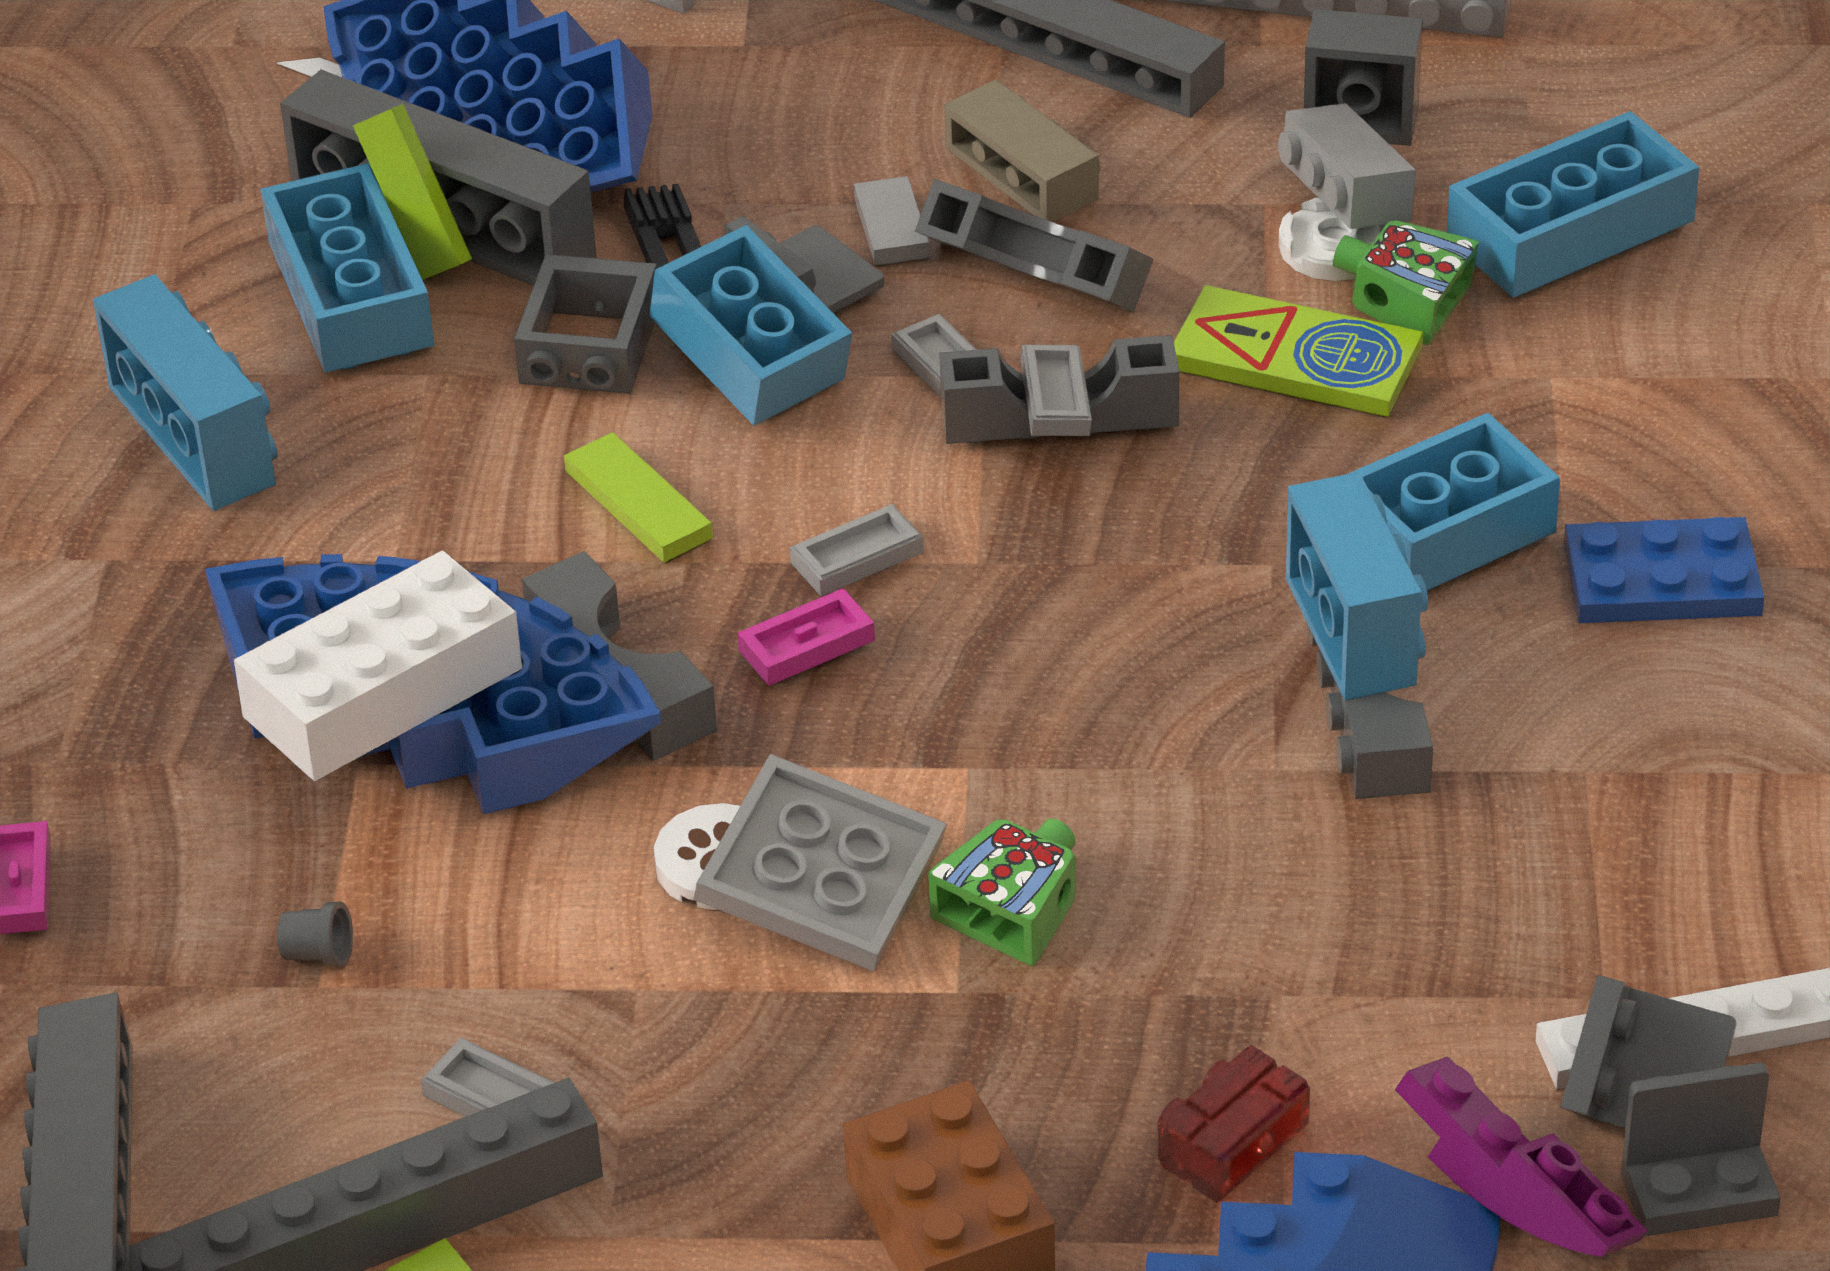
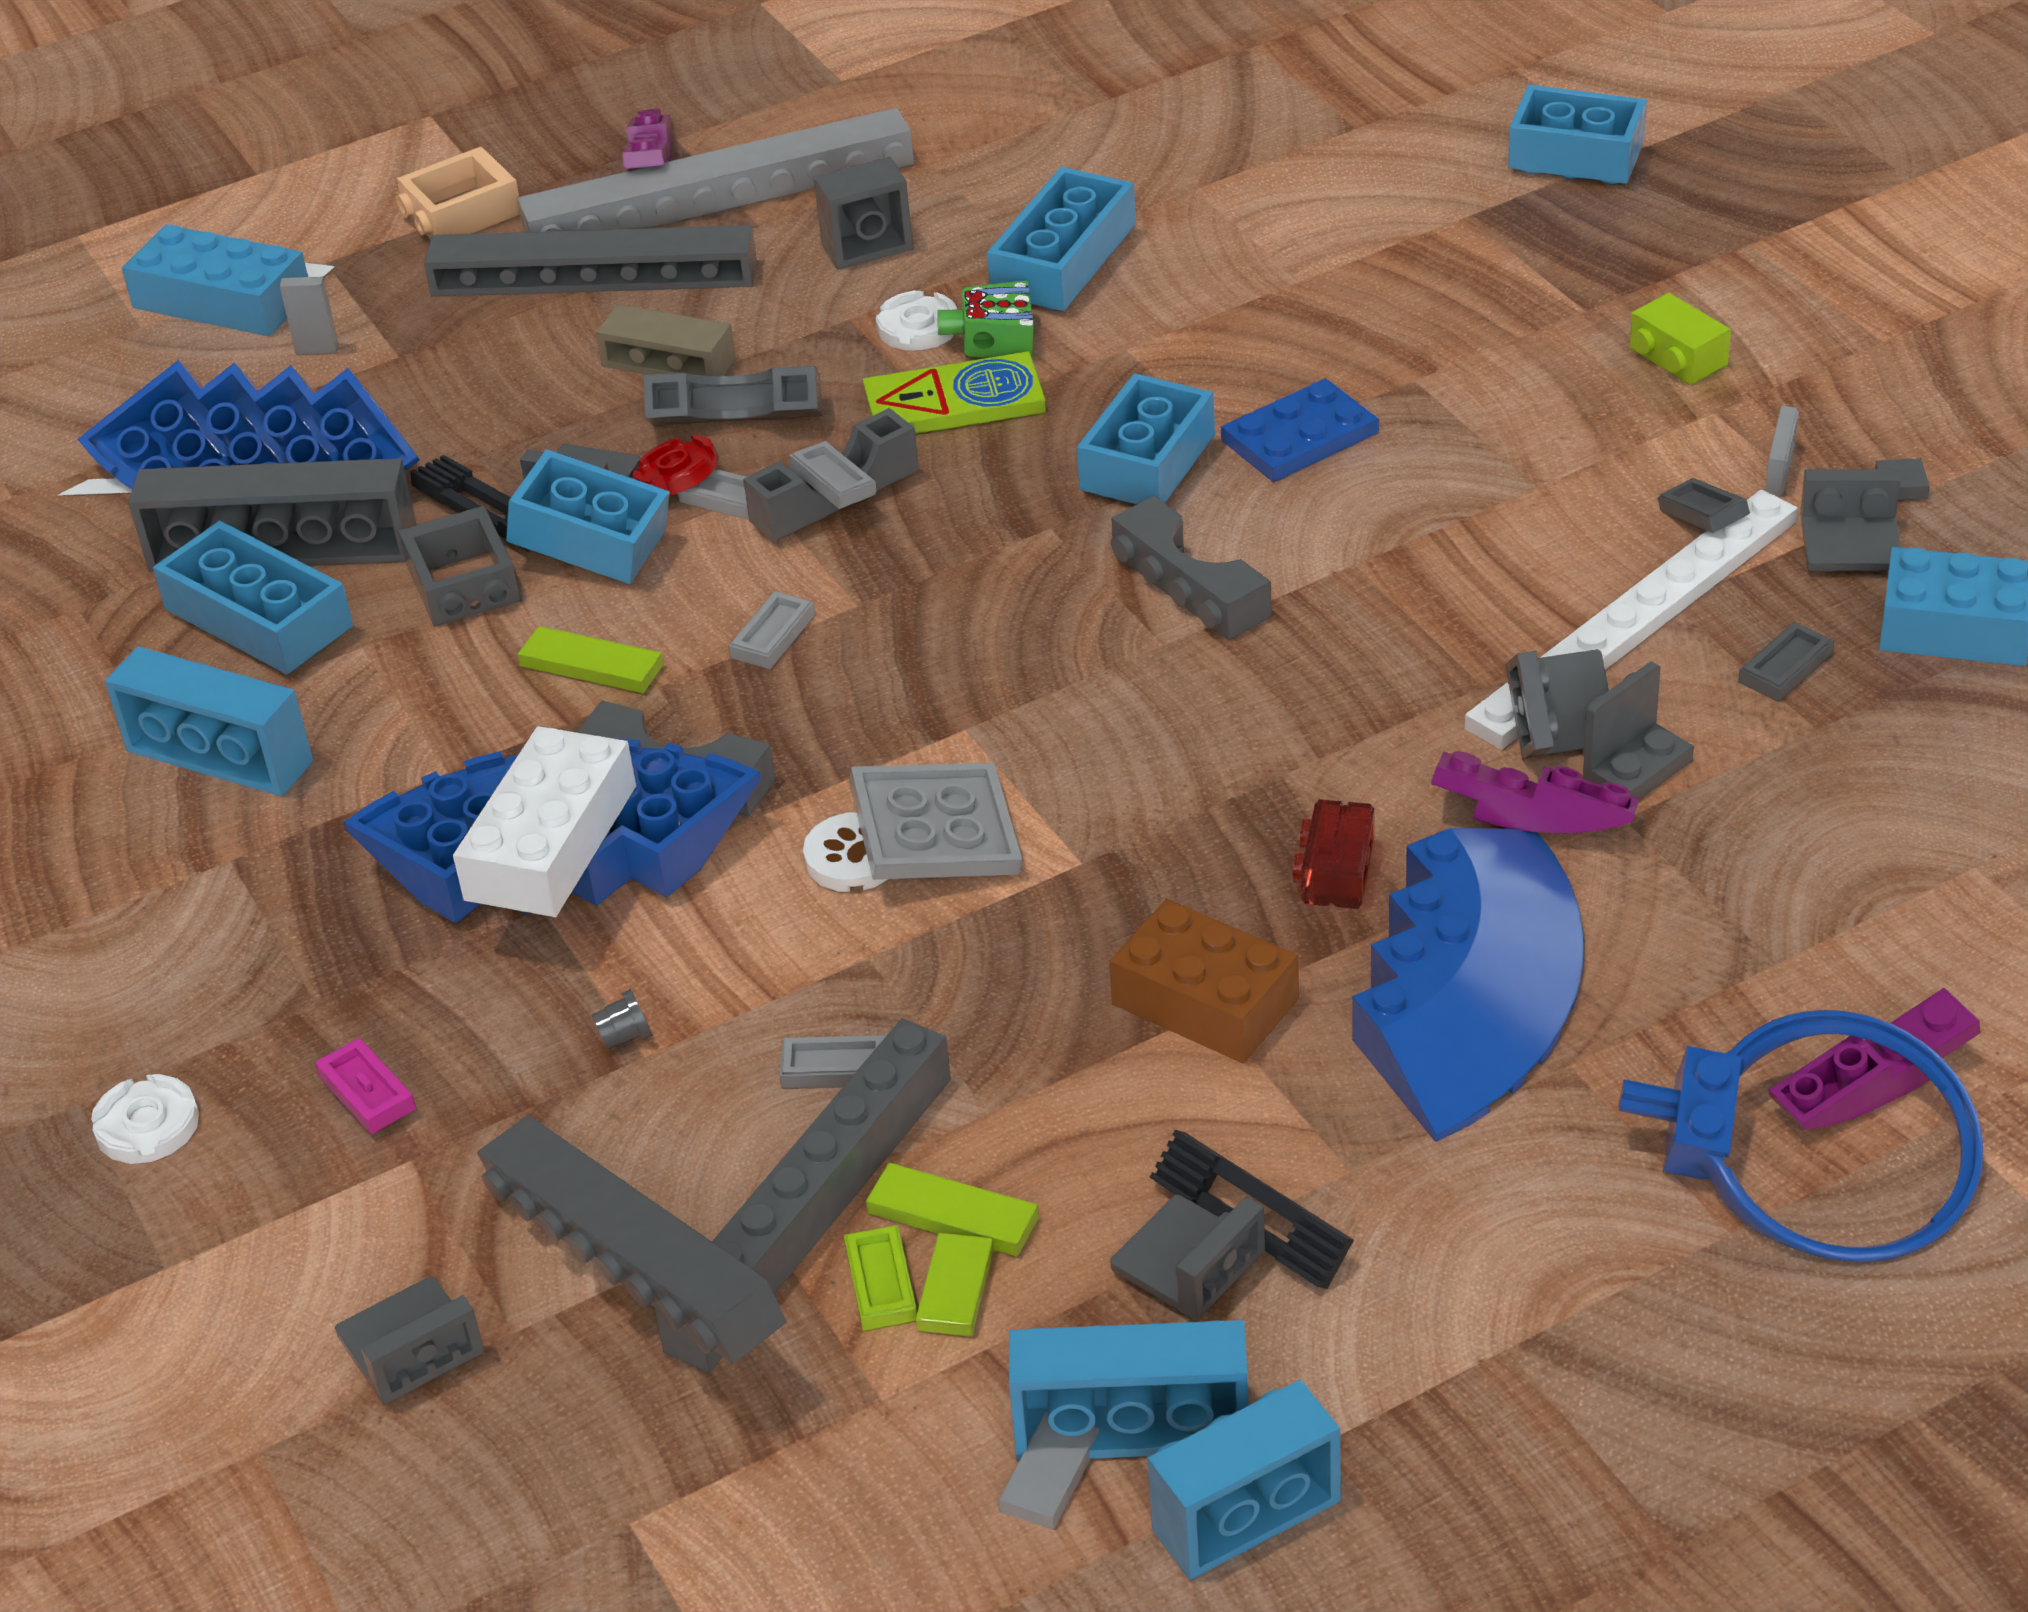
camera: 30 degrees left, 0 degrees up
(412, 191) = (268, 517): lime tile -> none
(806, 636) = (791, 694): dark pink plate -> none
(890, 220) = (609, 422): light grey tile -> none
(910, 305) = (677, 464): none -> red tile
(1007, 887) = (1068, 783): bright green torso -> none
(1347, 165) = (899, 269): light grey brick -> none
(1354, 585) = (1156, 500): dark azure brick -> none

